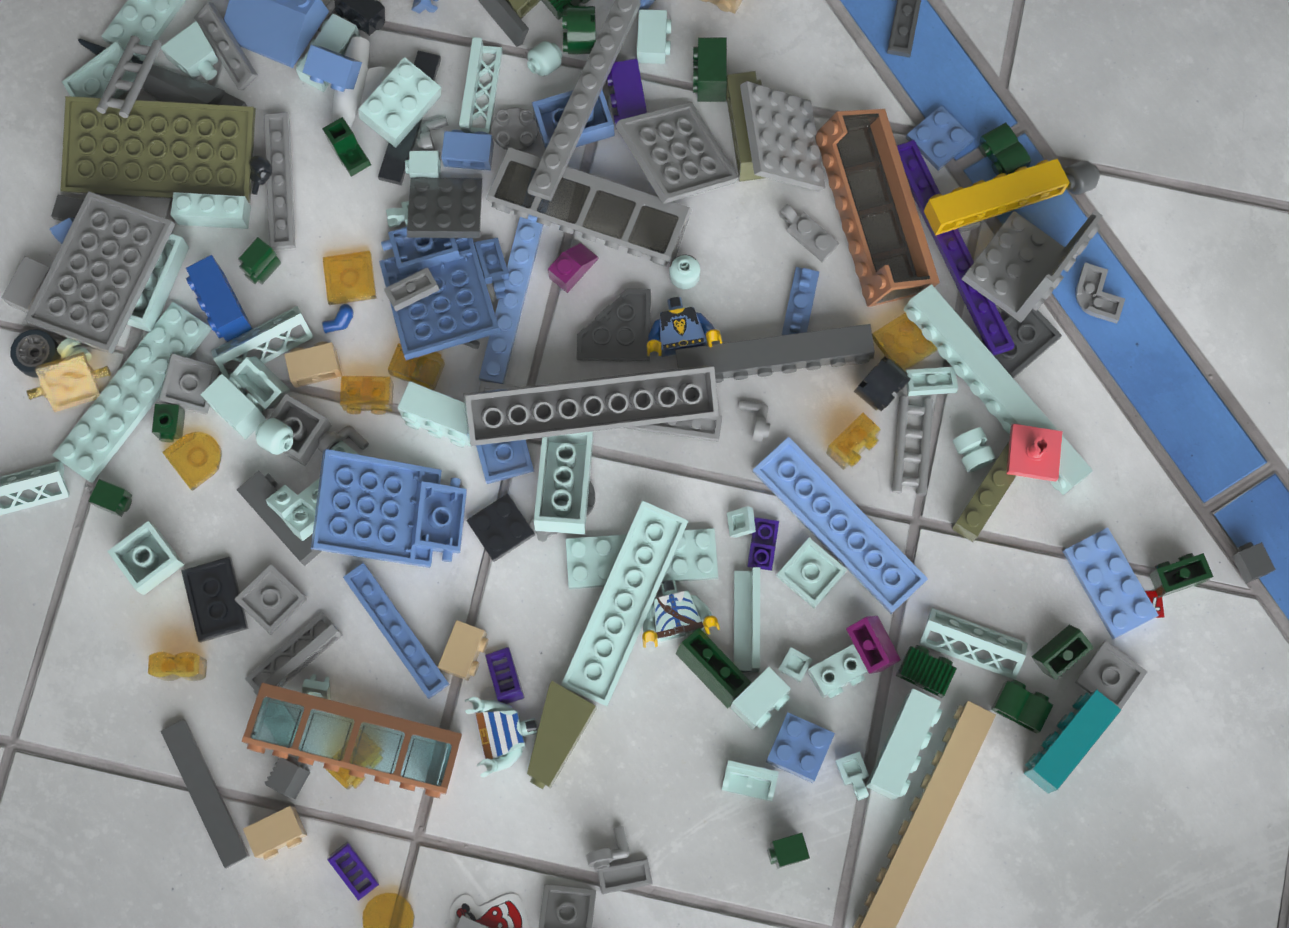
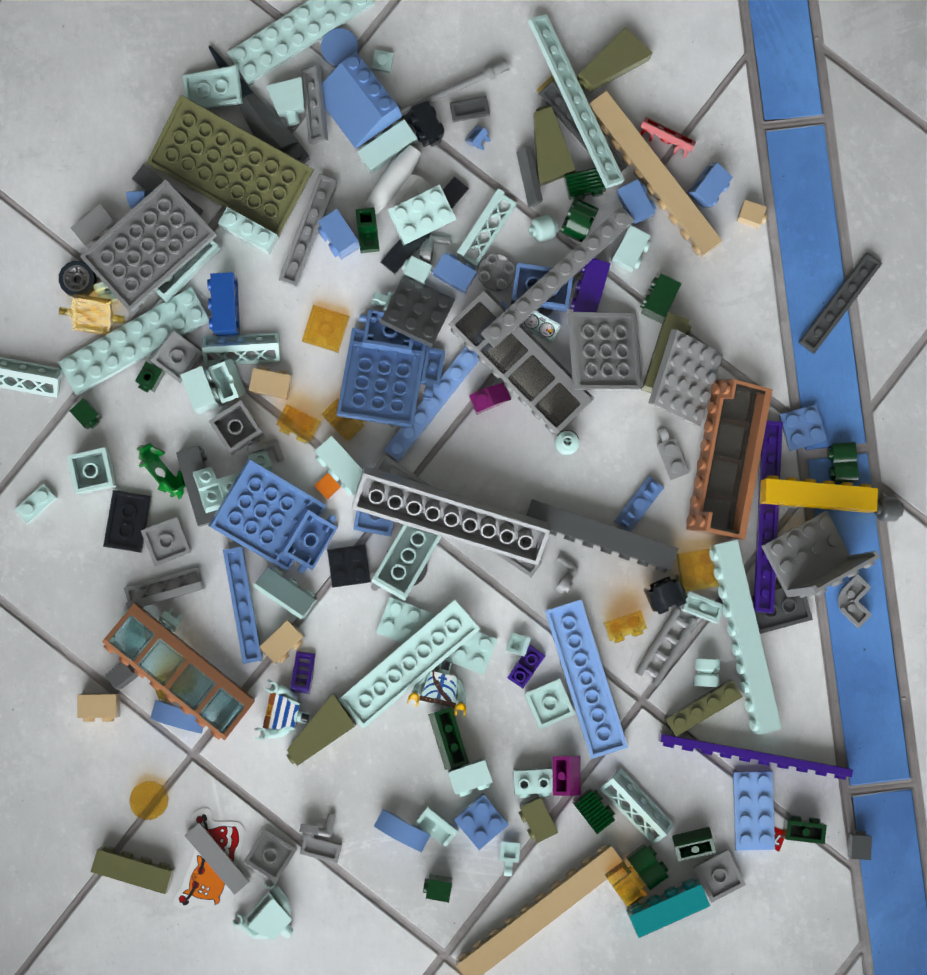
camera: 20 degrees right, 10 degrees up
(95, 630) = (35, 503): none -> light aqua plate
(133, 87) = (233, 112): light grey bar -> none
(182, 665) = (78, 557): clear yellow brick -> none
(195, 458) = (157, 411): clear yellow tile -> none
(205, 793) = (62, 655): dark grey tile -> none
(209, 513) = (150, 460): none -> green piece
(258, 261) = (265, 289): dark green brick -> none
(260, 172) = (296, 219): black piece -> none
(274, 436) = (218, 430): light aqua head -> none
(315, 166) = (338, 233): none -> medium blue brick
(331, 67) = (383, 167): medium blue brick -> none
(332, 859) = (137, 740): dark purple slope -> none
(341, 320) = (304, 360): blue arm -> none
(376, 798) = (174, 716): none -> medium blue brick
(411, 289) = (364, 365): light grey plate -> none
(433, 449) = (327, 486): none -> orange tile
(439, 591) = (285, 592): none -> light aqua slope
(593, 161) = (542, 326): none -> slope
(619, 330) = (500, 462): dark grey plate -> none
(680, 330) = (542, 485): torso -> none
(711, 804) = (401, 830): none -> medium blue brick
(747, 620) = (488, 715): light aqua fence -> none
(795, 664) = (506, 762): light aqua plate -> none
(866, 713) = (538, 820): none -> olive brick
(903, 744) = (552, 854): light aqua brick -> none
(1008, 736) = (625, 884): none -> clear yellow brick
(1034, 452) = (746, 697): coral tile -> none
(1089, 516) = (763, 758): none -> dark purple plate

